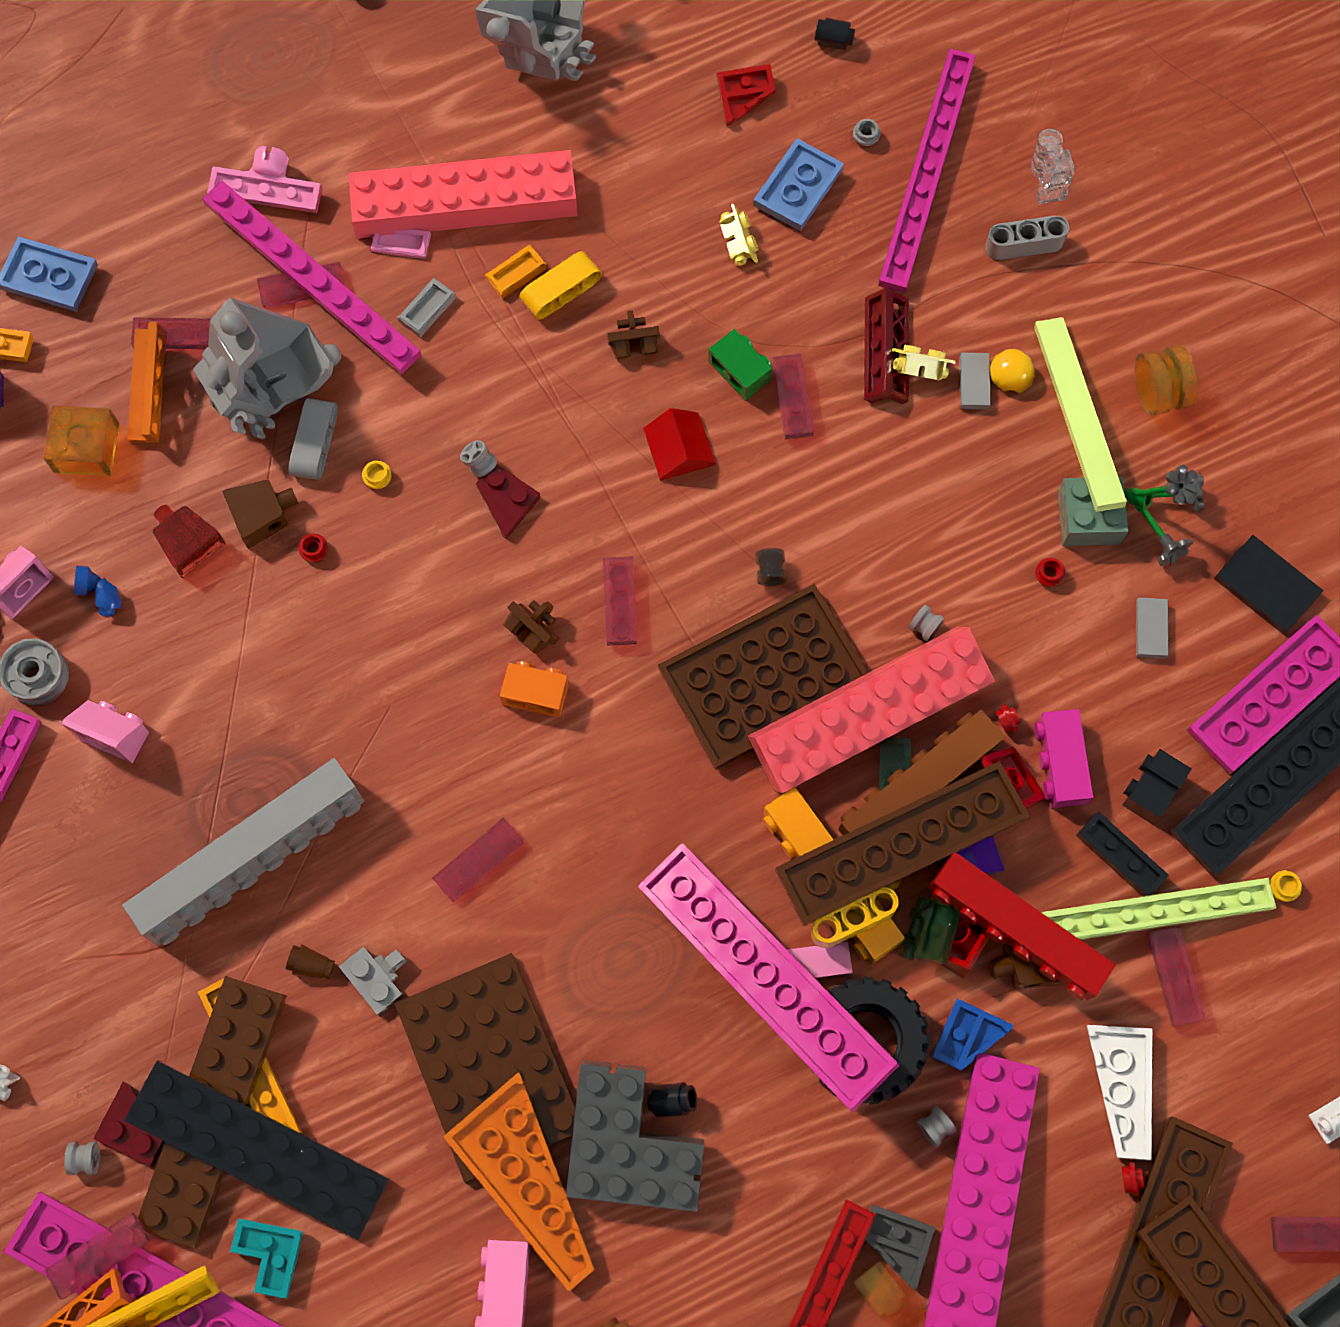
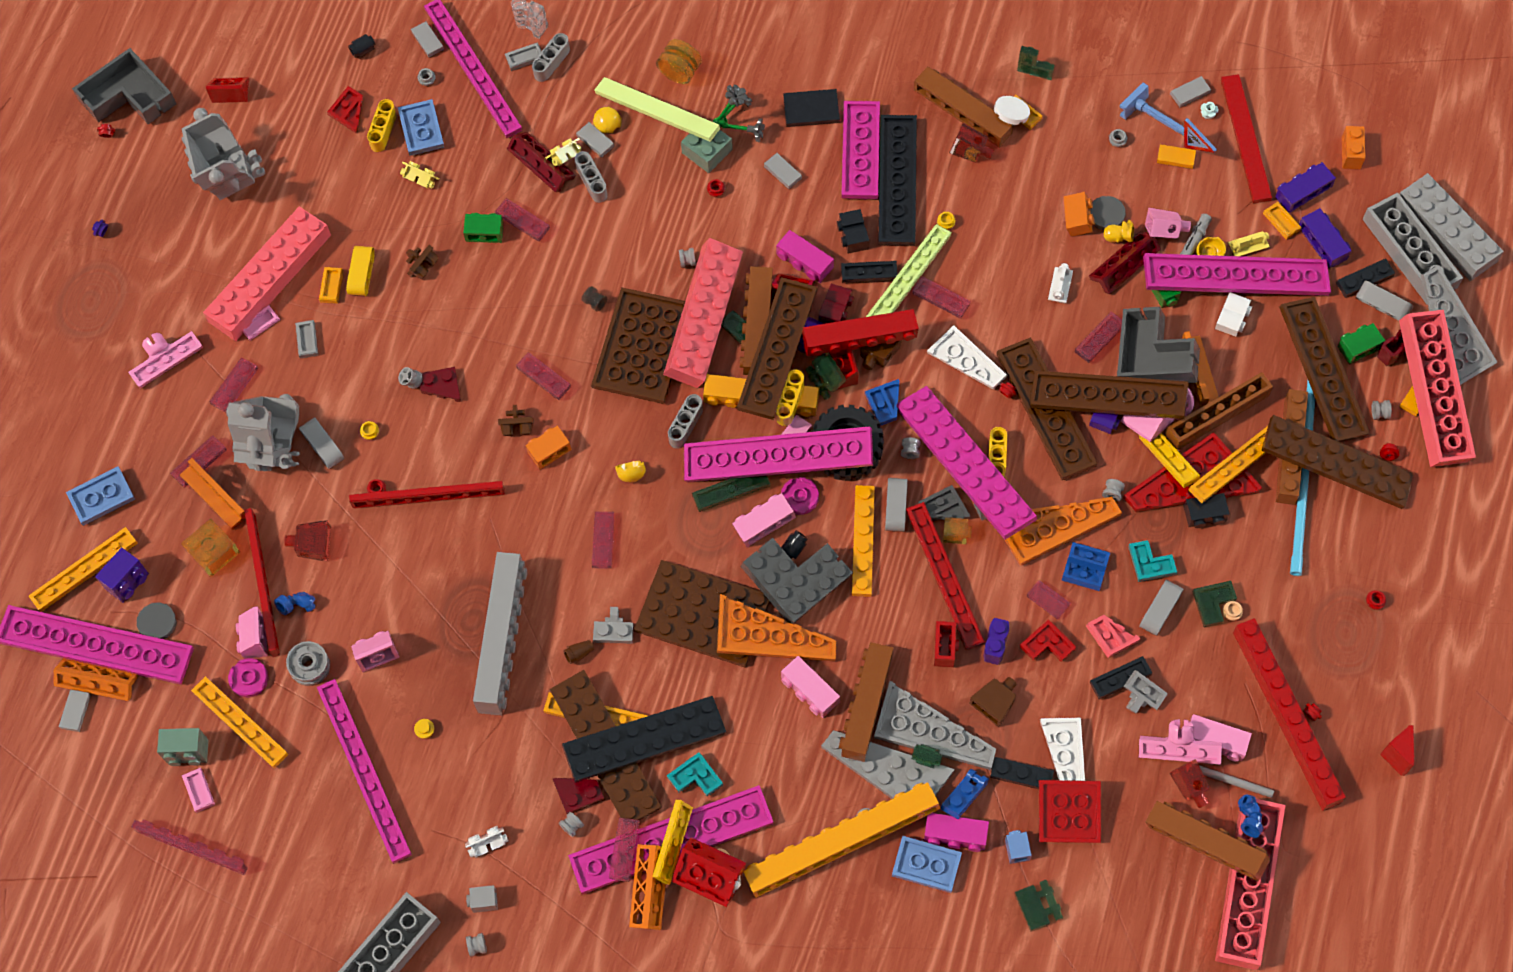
camera: 45 degrees left, 5 degrees down
(64, 874) = (424, 728): none -> yellow plate
(87, 533) = (262, 583): none -> red tile
(258, 510) = (331, 496): reddish brown torso -> none
(312, 277) = (236, 374): dark pink plate -> none
(353, 611) = (427, 494): none -> red tile
(590, 811) = (631, 471): none -> yellow hair
(669, 950) = (728, 491): none -> clear green plate
(671, 1030) = (764, 519): none -> bright pink brick
(678, 443) = (493, 288): red slope -> none
(703, 827) = (685, 429): none -> light grey beam
(747, 1044) = (801, 495): none -> dark pink tile
(759, 1179) = (863, 541): none -> light orange plate
(766, 132) = (379, 132): none -> yellow beam
(844, 1178) = (896, 504): none -> light grey beam
(914, 91) = (427, 39): none -> light grey tile
(924, 408) = (590, 169): none -> light grey beam
(997, 207) = (522, 56): none -> light grey tile
(1008, 718) = (764, 261): red plate -> none
(1037, 855) = (836, 304): none -> dark red brick
(1045, 1244) = (998, 447): none -> yellow beam

